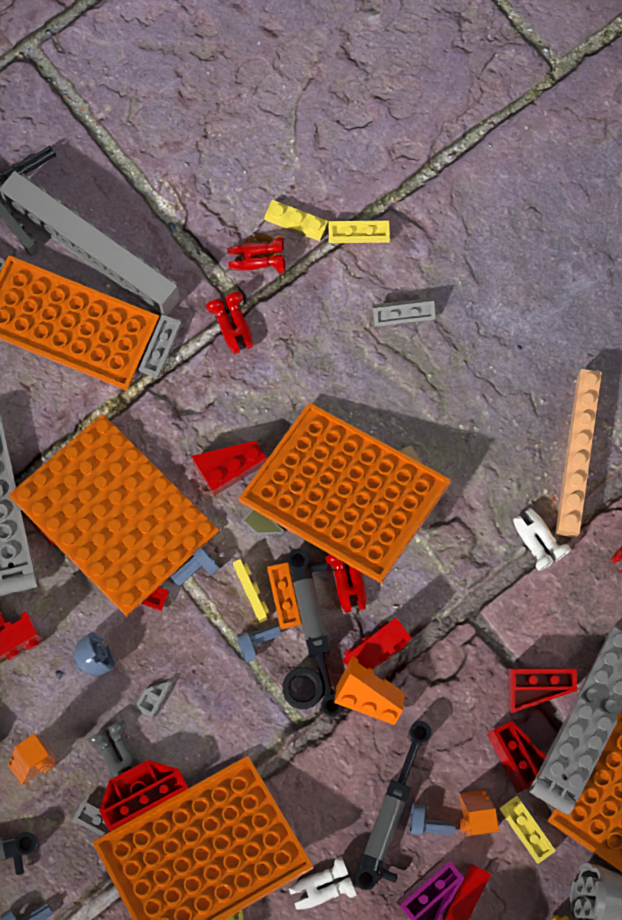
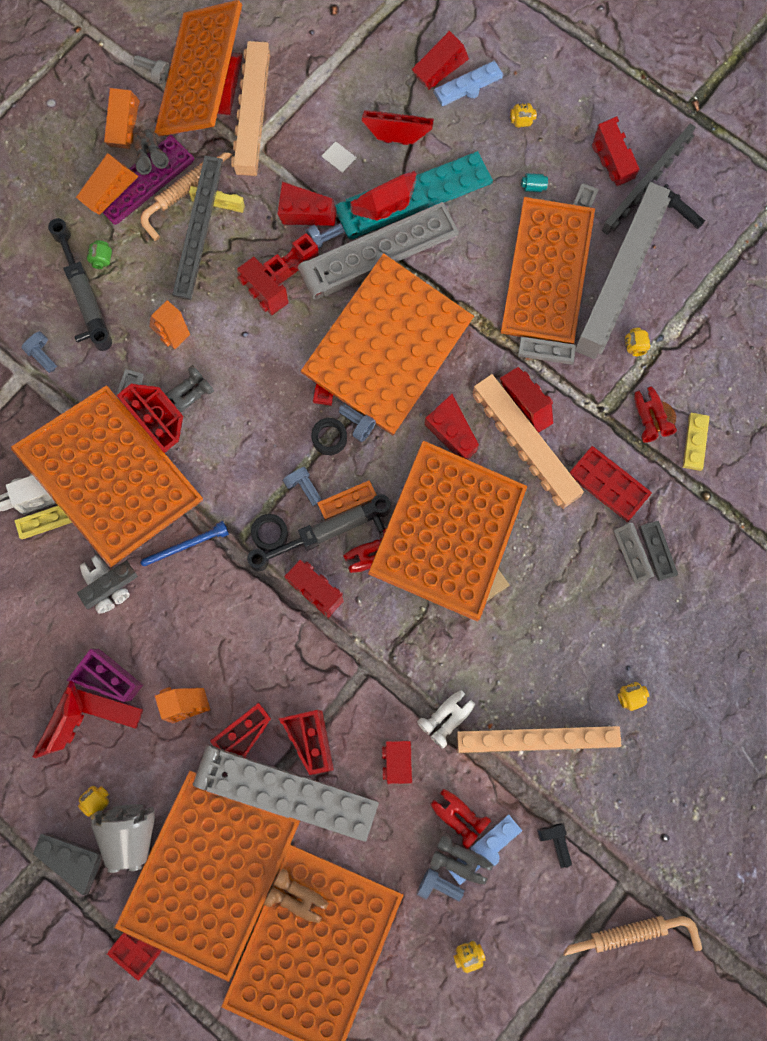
camera: 80 degrees right, 0 degrees up
(92, 656) = (264, 355): sand blue cylinder -> none
(152, 698) = (237, 411): light grey tile -> none
(173, 250) = (637, 342): none -> yellow head
(190, 601) = (329, 422): none -> black tyre
(211, 378) = (529, 398): none -> red wedge
(242, 328) = (594, 390): red piece -> none
(251, 590) = (345, 471): light yellow plate -> none
(258, 391) = (527, 441): none -> light nougat brick
(261, 525) = (405, 466): olive tile -> none
(288, 744) = (218, 530): none -> blue piece
(324, 317) = (610, 484): none -> red plate
(329, 878) = (107, 584): none -> dark grey plate
(358, 231) = (700, 498): light yellow plate -> none
(369, 694) = (271, 588): orange wedge -> none
(389, 816) = (171, 628): piece -> none
(406, 287) = (658, 551): none -> dark grey plate
(419, 824) = (168, 656): sand blue piece -> none
(527, 829) = (179, 754): light yellow plate -> none
(550, 349) = (633, 696): none -> yellow head
(579, 597) = (398, 762): none -> red brick

